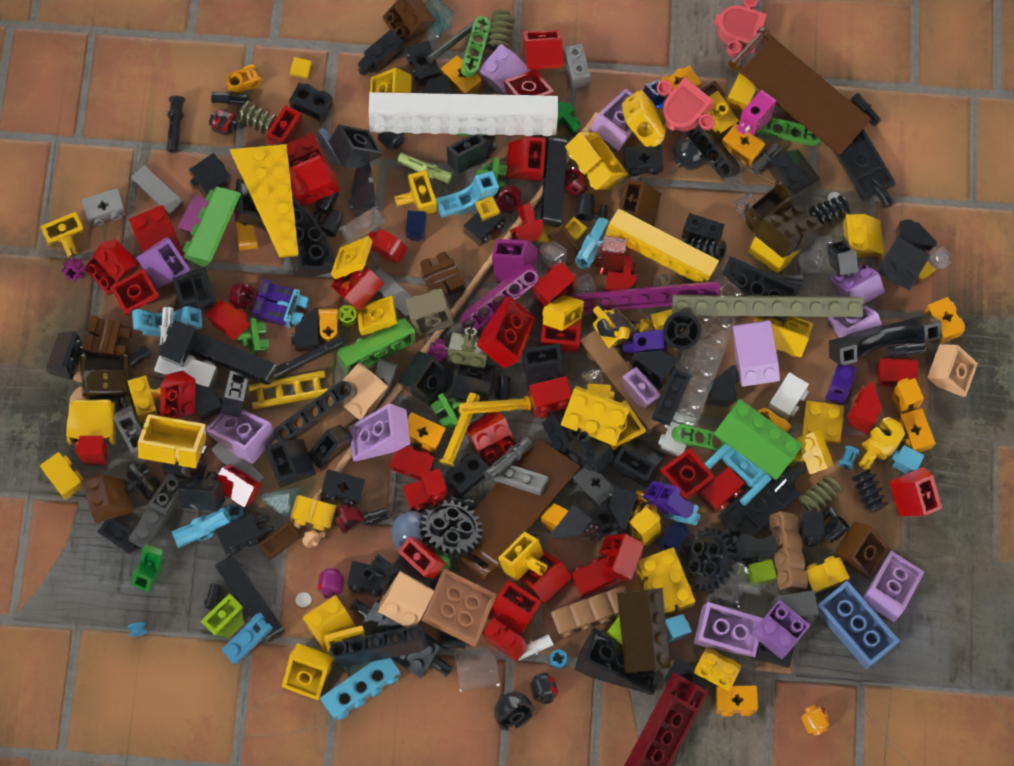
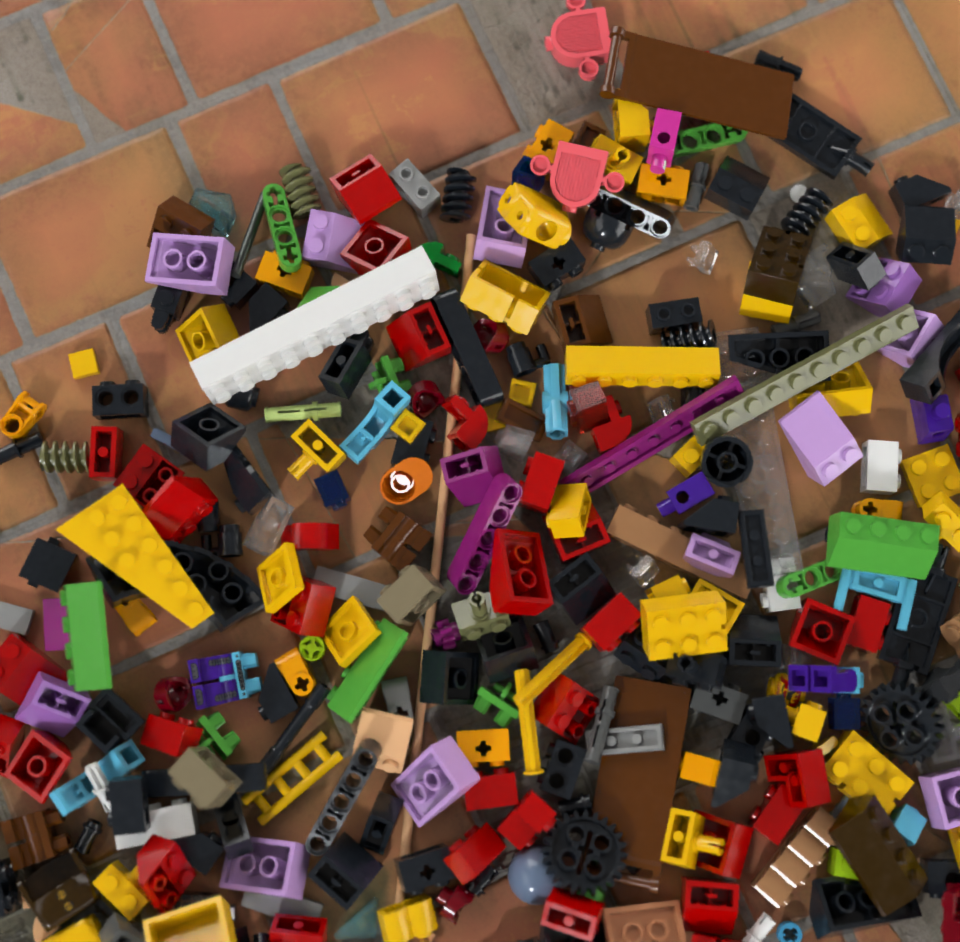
camera: 30 degrees left, 10 degrees up
(223, 122) = (26, 483): black head -> none
(235, 349) = (204, 778): none -> dark tan brick
(380, 492) = (474, 853): none -> red brick
(405, 37) = (190, 263): none -> lavender slope
(467, 242) = (406, 480): none -> orange cap
(601, 84) = (456, 195): none -> black piece
(615, 327) = (640, 493): torso -> none
(649, 550) = (826, 744): none -> yellow tile
(723, 388) = (803, 495): black slope -> none
(772, 202) = (738, 248): dark brown piece -> none

